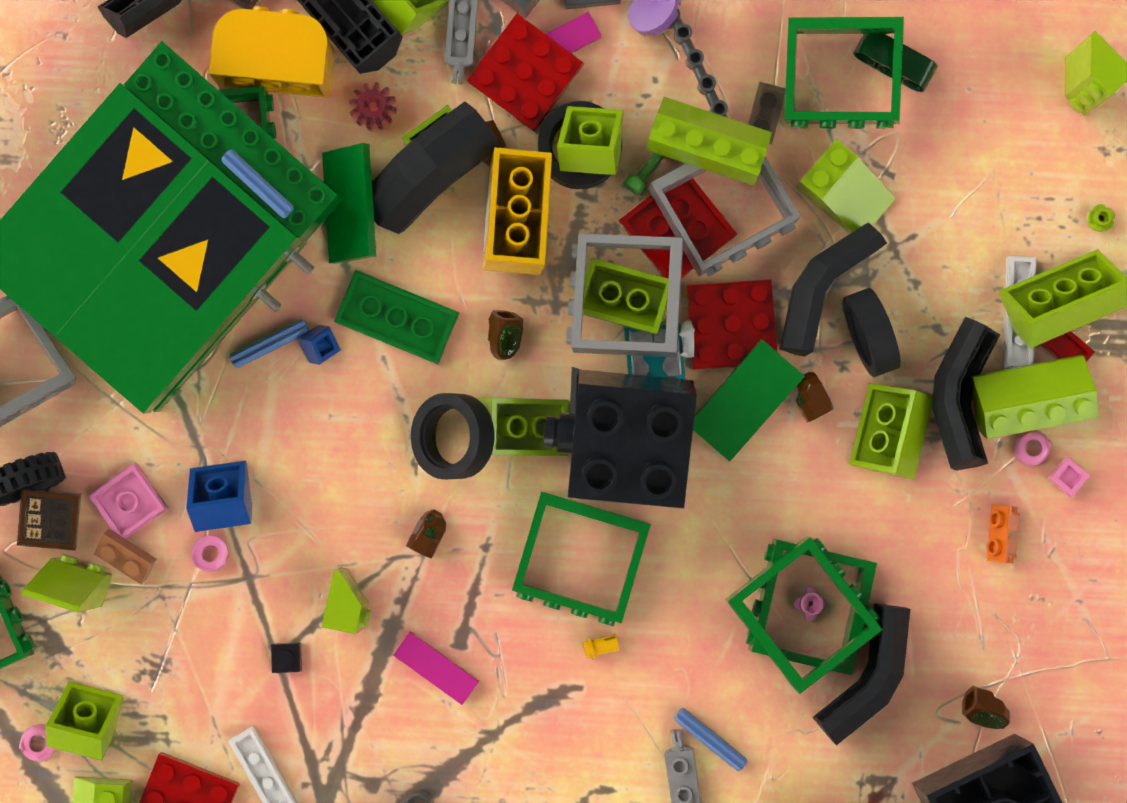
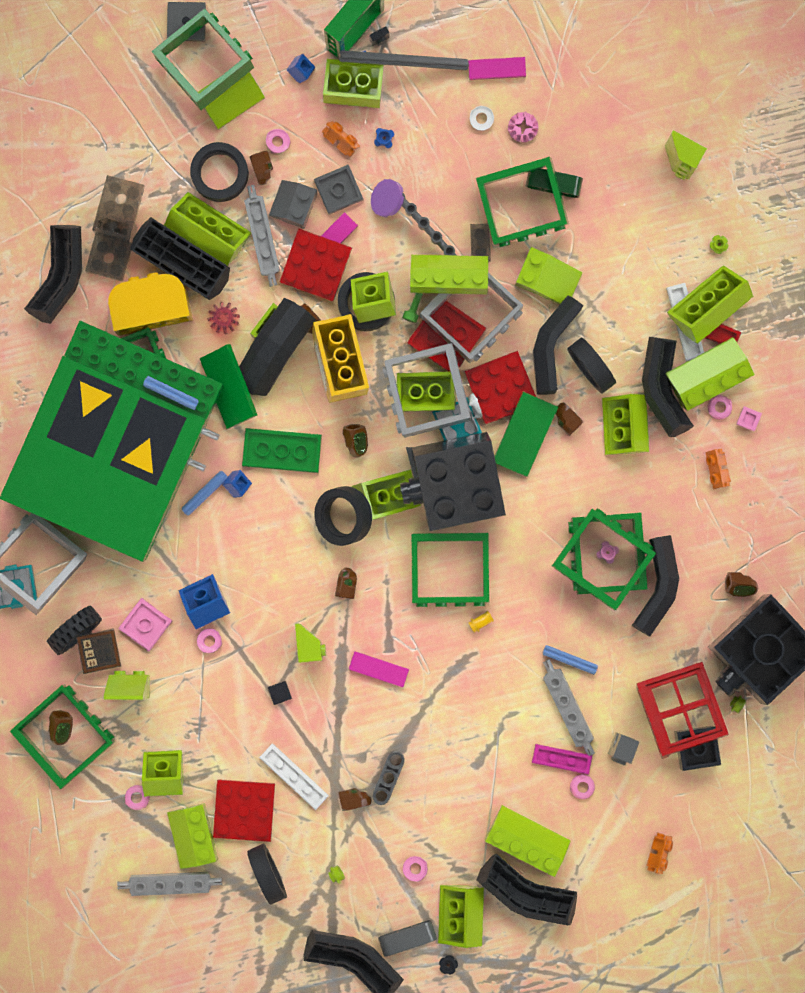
camera: 15 degrees left, 0 degrees up
(124, 556) = (154, 659): nougat plate -> none

